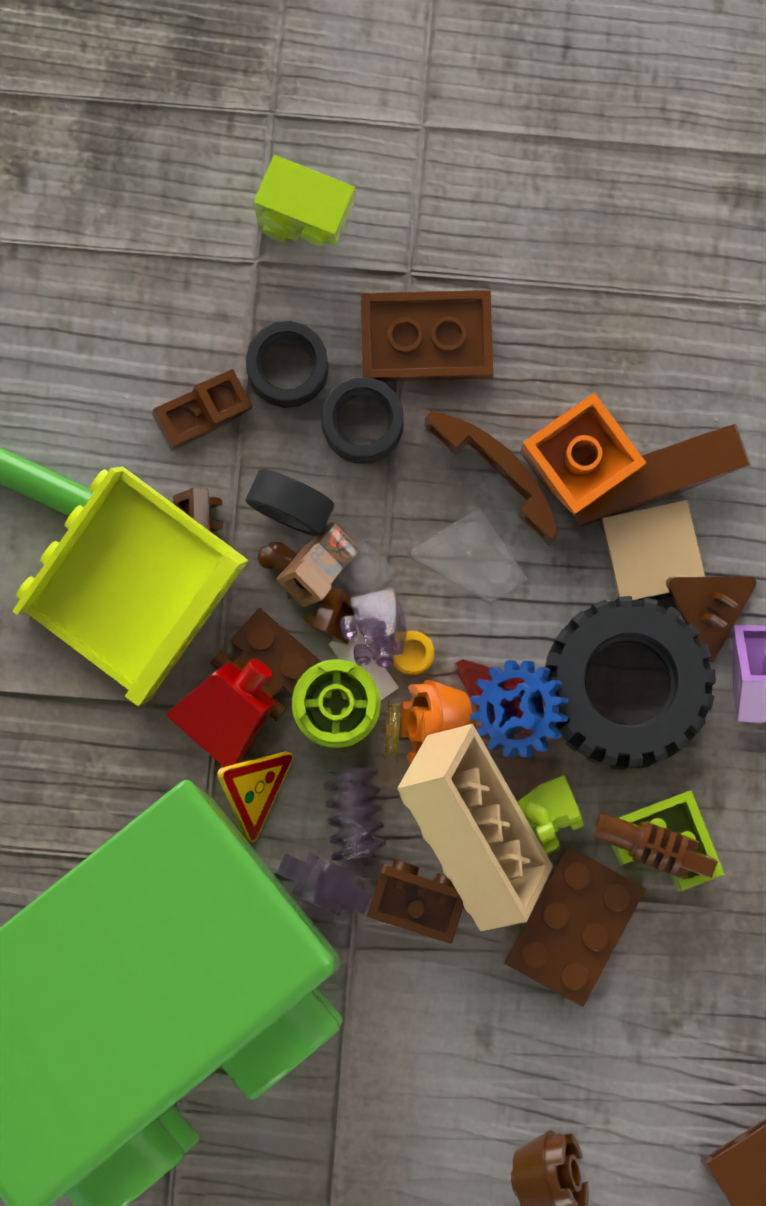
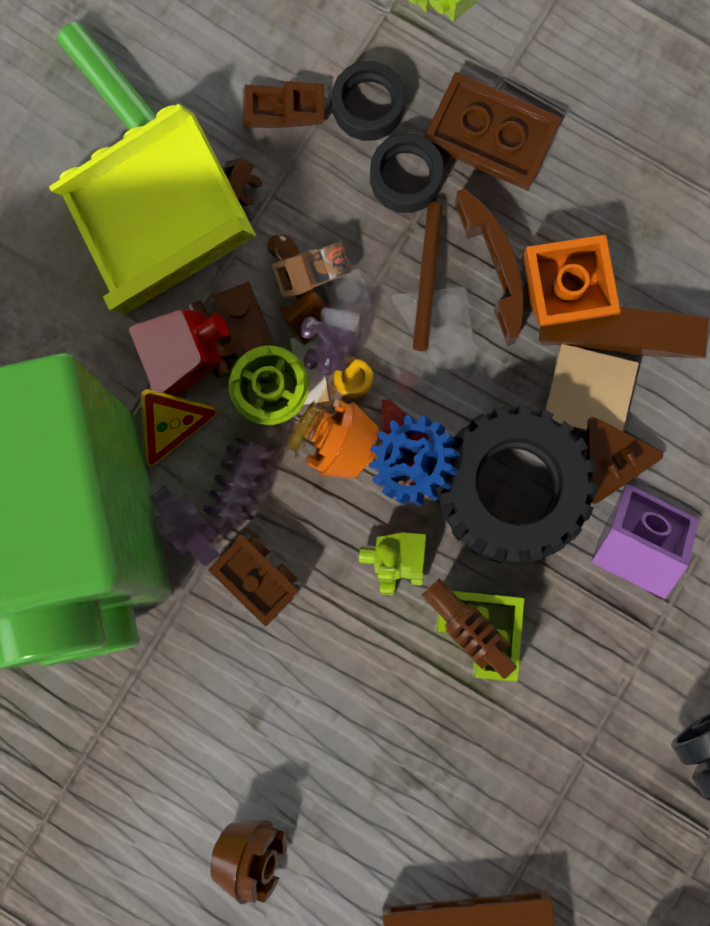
camera: 30 degrees right, 0 degrees up
(290, 502) = (313, 207): black tyre -> none
(437, 515) = (427, 277): none -> reddish brown bar
(475, 827) = (328, 539): tan brick -> none
(575, 926) = (374, 663): reddish brown plate -> none

